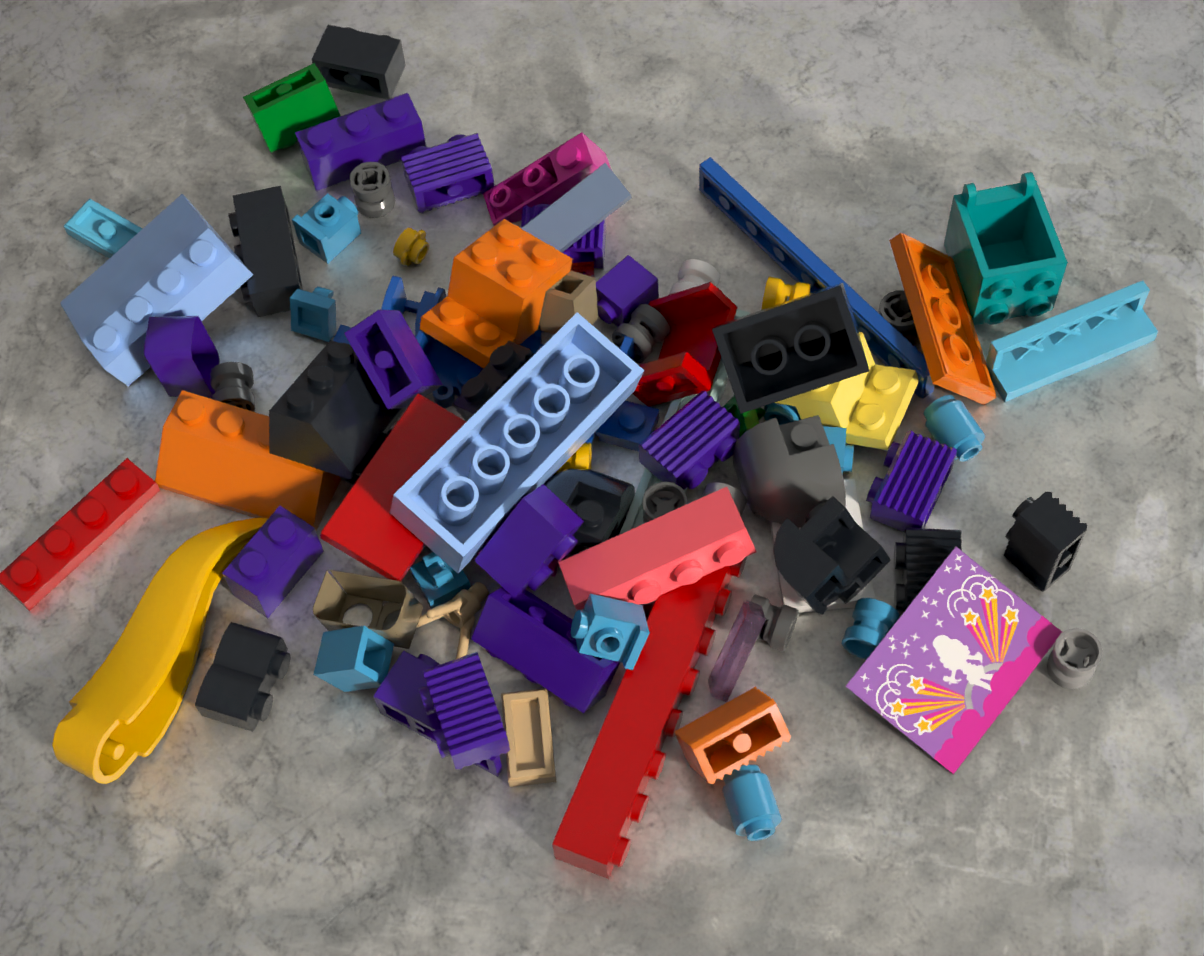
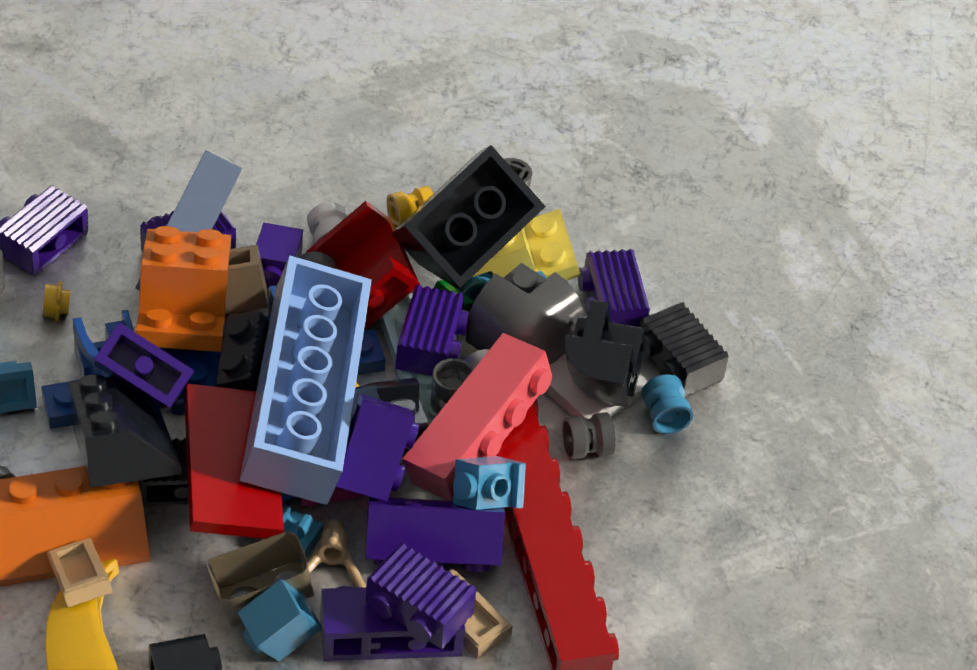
camera: 45 degrees left, 15 degrees down
(226, 523) = (79, 572): none -> tan tile
(273, 561) = (141, 587): dark purple brick -> none
(544, 179) = (148, 192): dark pink slope -> none
(733, 735) = (630, 520): orange brick -> none
(736, 650) = (587, 458): clear purple tile -> none
(751, 803) = (677, 564): dark azure brick -> none
(808, 268) = (371, 168): blue tile -> none
(942, 319) = (548, 167): orange tile -> none
(954, 426) = (612, 235): dark azure brick -> none
(954, 660) = (745, 392): sticker -> none
(1005, 251) = (557, 101): teal container -> none
(1044, 539) = (746, 279): black brick -> none
(1070, 342) = (647, 150): medium azure fence -> none
(1079, 649) = (824, 354): light grey wheel -> none

